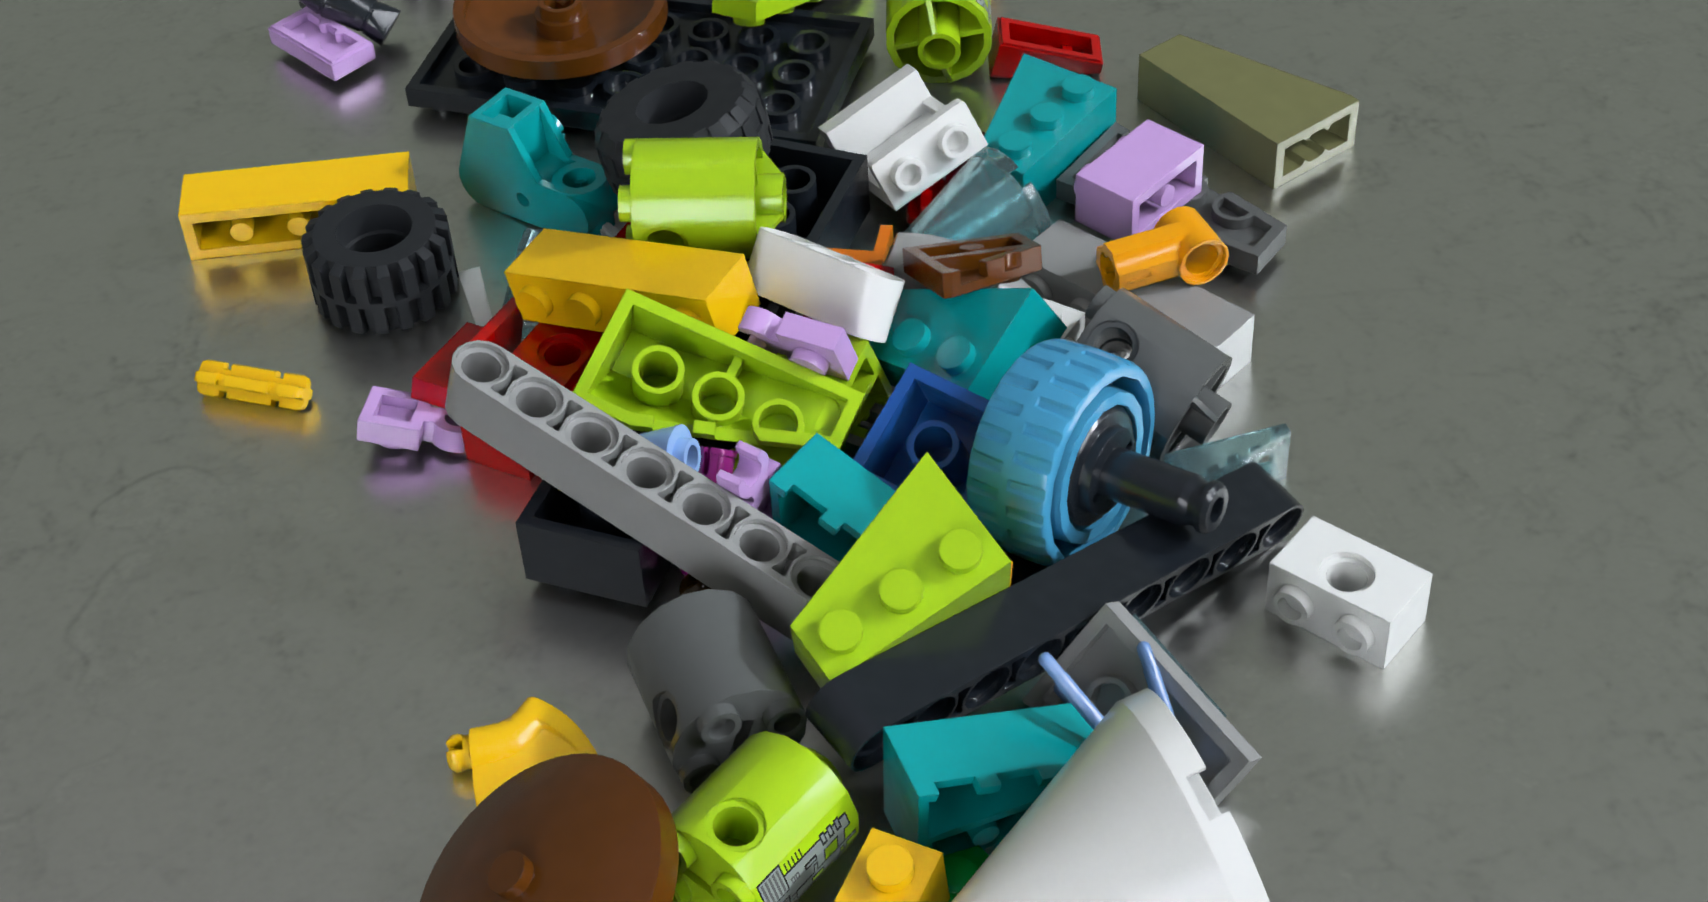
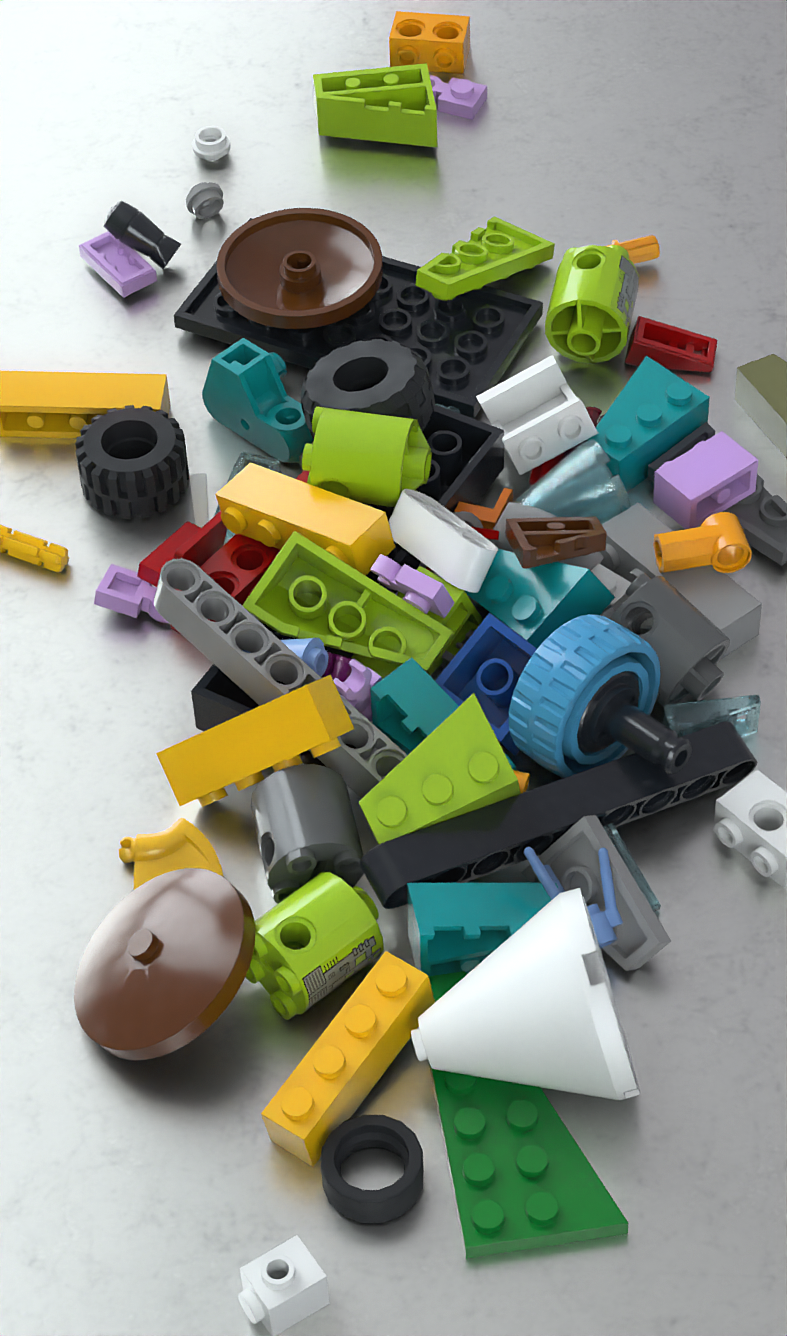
camera: 10 degrees right, 5 degrees up
(621, 571) = (256, 740): none -> yellow brick

